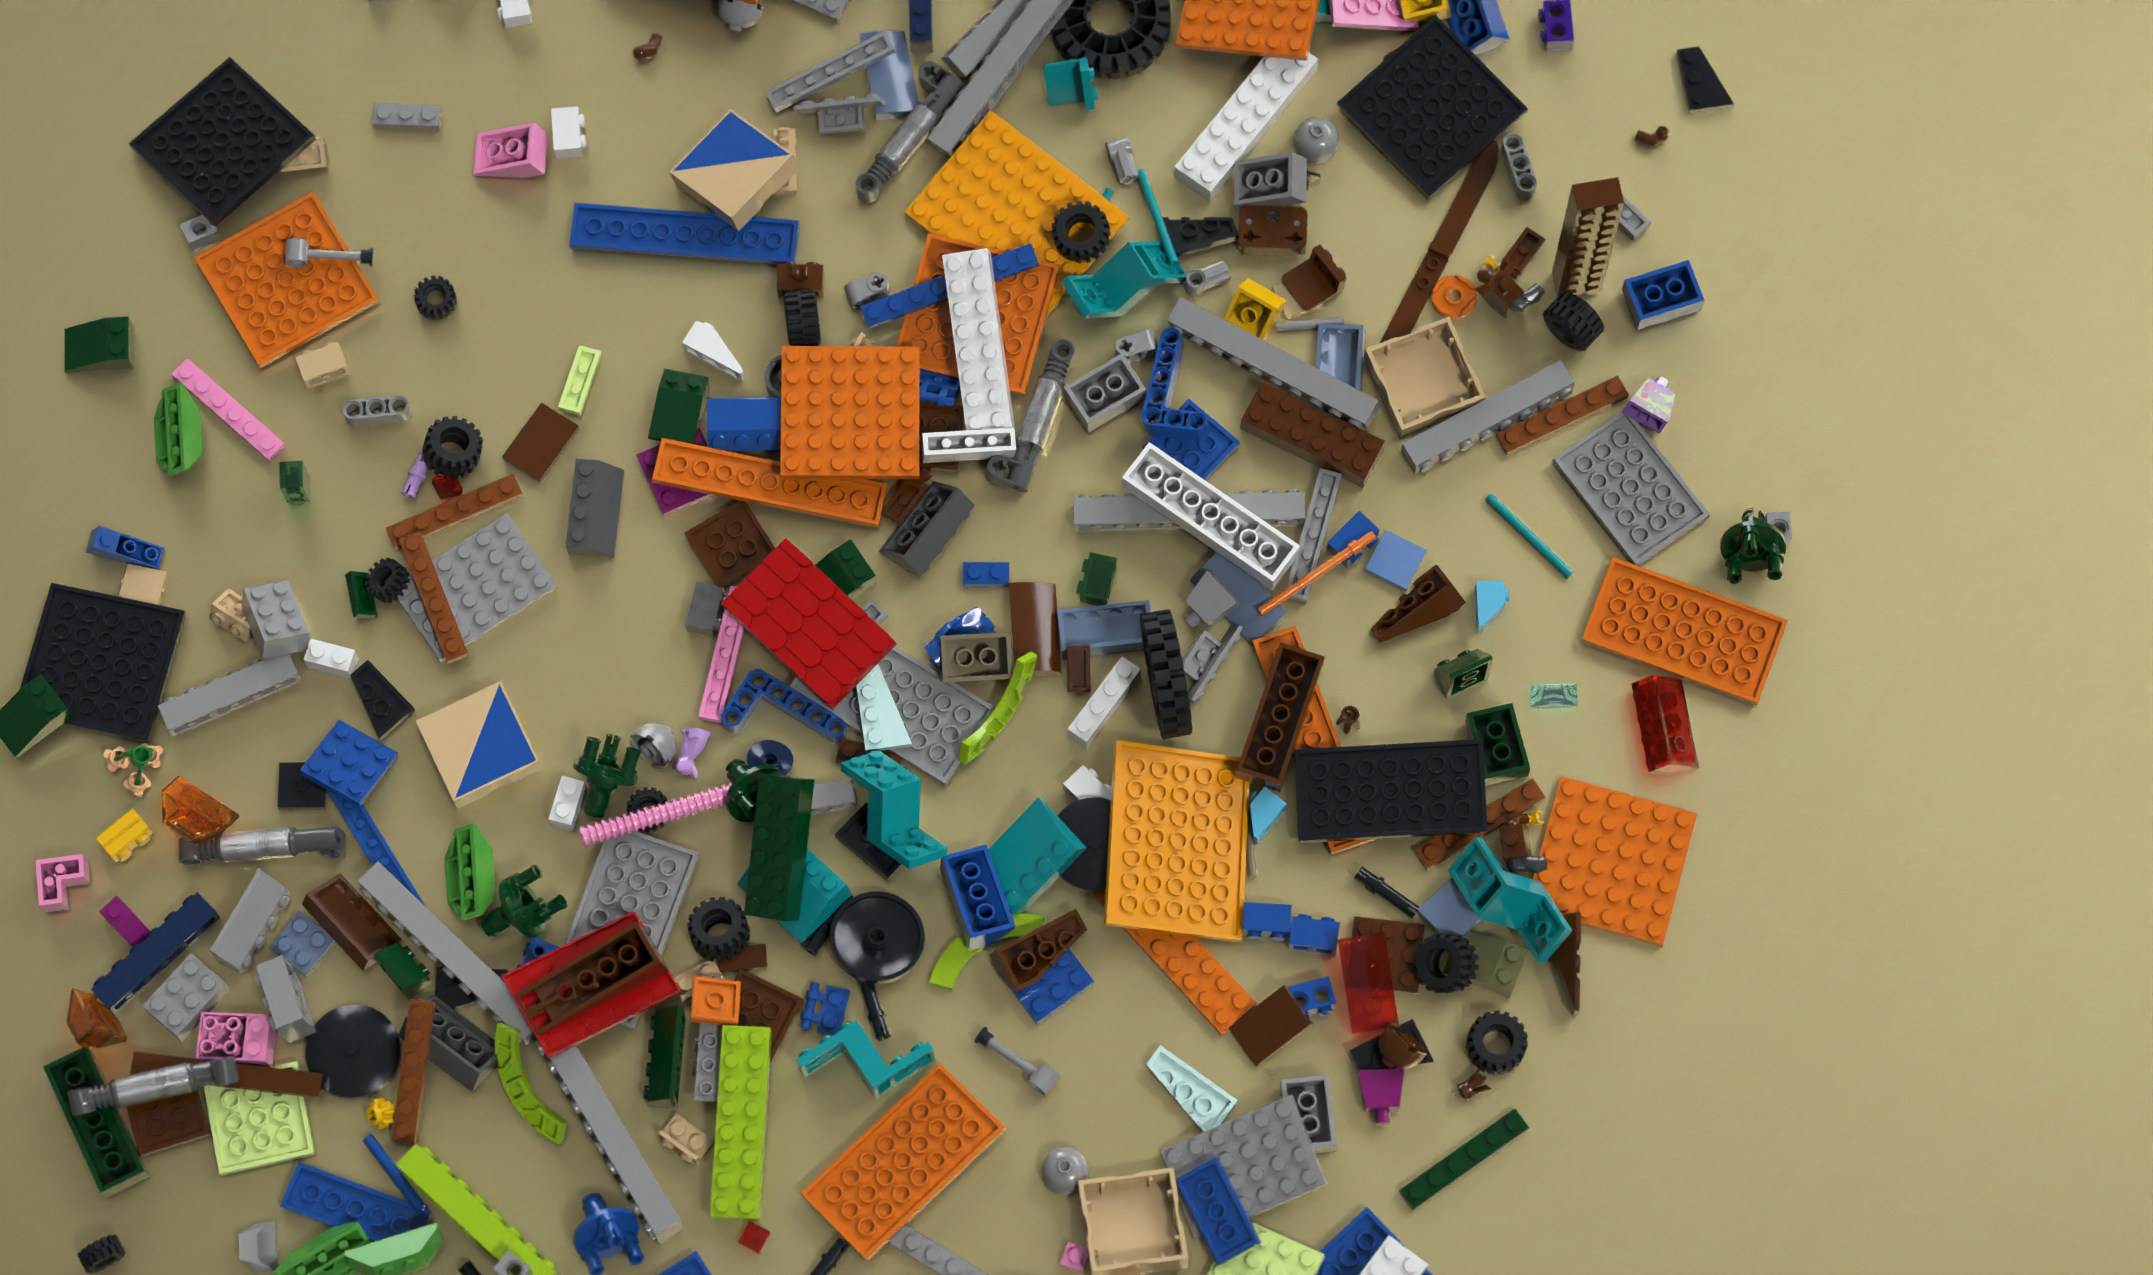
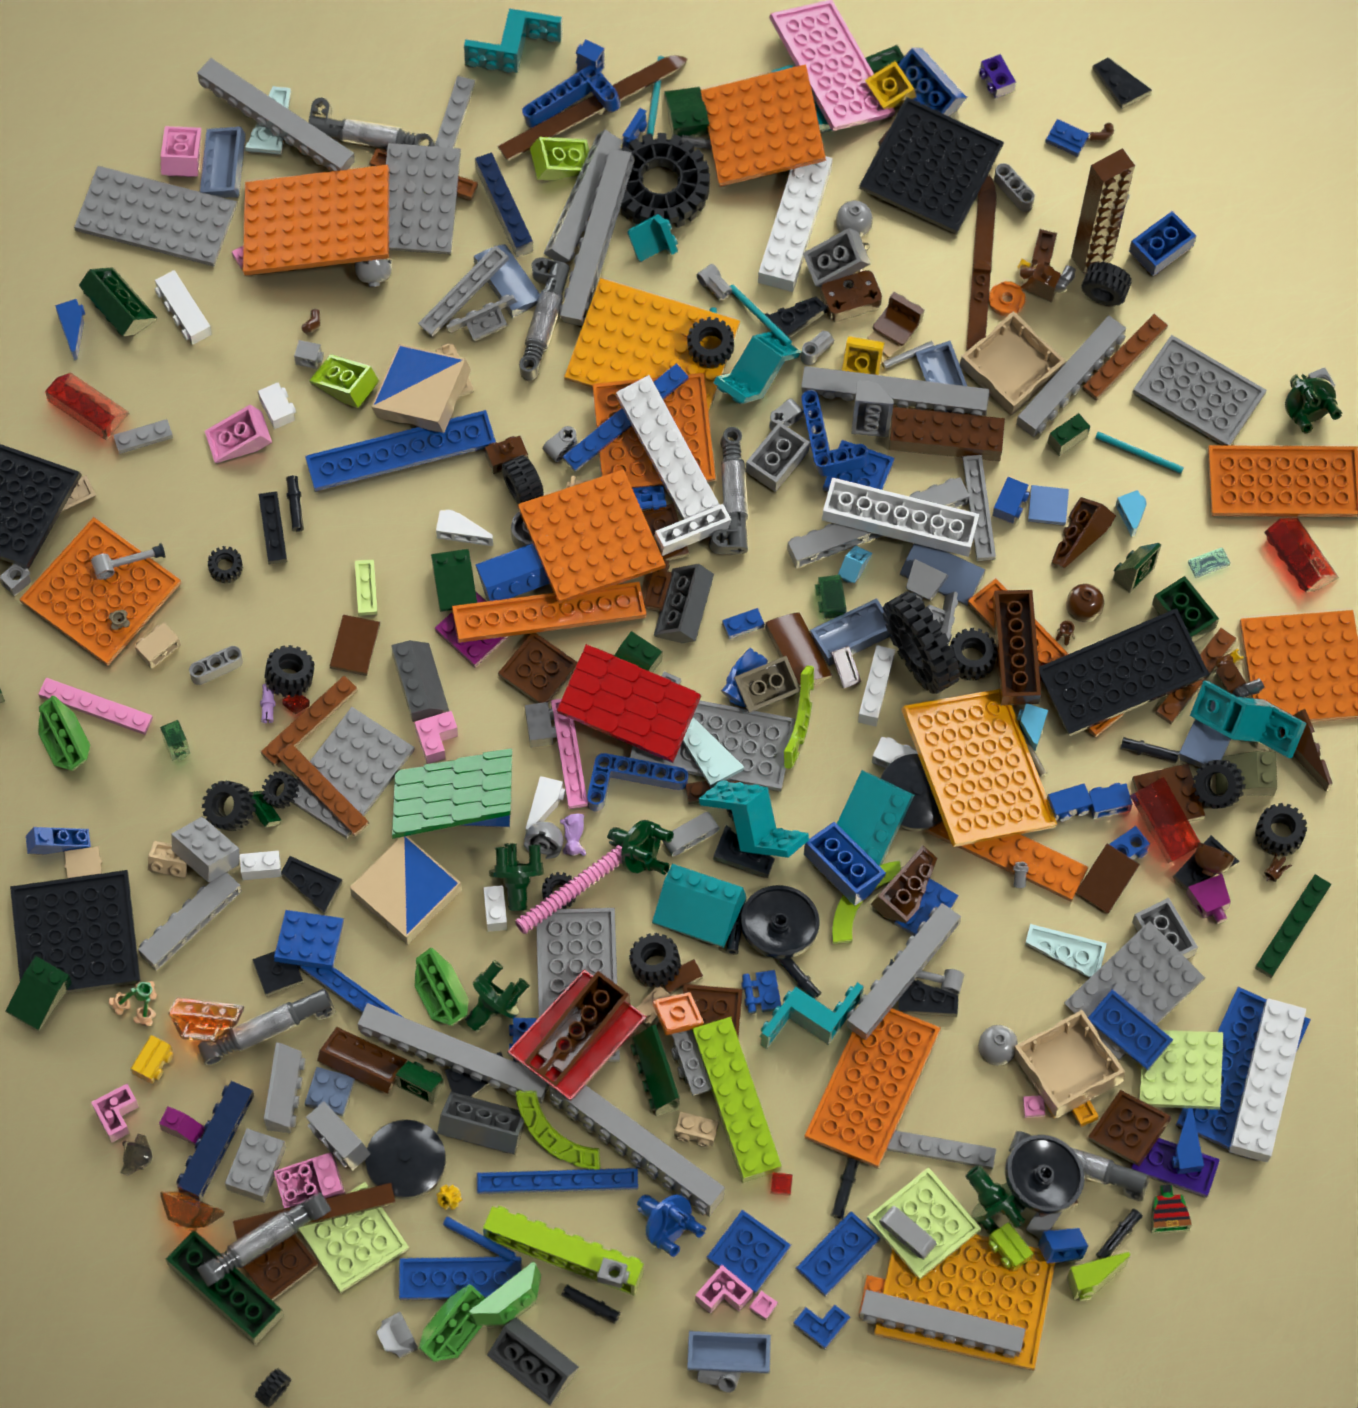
camera: 25 degrees left, 5 degrees down
(63, 938) = (136, 1155): none -> clear smoke piece
(286, 315) = (119, 615): none -> dark tan plate
(336, 581) = (215, 803): none -> black tyre
(359, 56) = (86, 404): none -> clear red slope
(413, 1071) = (463, 1153): dark orange plate -> none
(505, 273) = (272, 527): none -> black plate
(510, 1140) = (557, 1181): none -> blue tile
(544, 244) = (295, 504): none -> black pin
(573, 657) = (453, 794): none -> piece
(580, 576) = (432, 733): none -> bright pink brick
(627, 85) = (308, 354): none -> light grey brick
(656, 129) = (345, 380): none -> lime slope
(675, 700) = (546, 800): none -> white slope
(772, 753) = (636, 813): dark blue dish -> none
(779, 847) = (680, 877): dark green brick -> none
(989, 1047) = (903, 971): none -> light grey brick
(1002, 1086) = (928, 1000): none -> black wing
(1141, 550) = (854, 564): none -> medium azure slope
(1175, 979) = (1020, 874): none -> light grey pin
(1228, 376) = (871, 410): none -> light grey slope
(1229, 687) = (979, 641): none -> black tyre
(1353, 548) = (1016, 504): orange bar -> none
(1388, 691) = (1085, 602): none -> reddish brown cylinder
(1454, 485) = (1068, 434): none -> dark green brick
(1609, 127) = (1067, 137): none -> blue plate
(1651, 404) = (1189, 325): medium lavender torso -> none

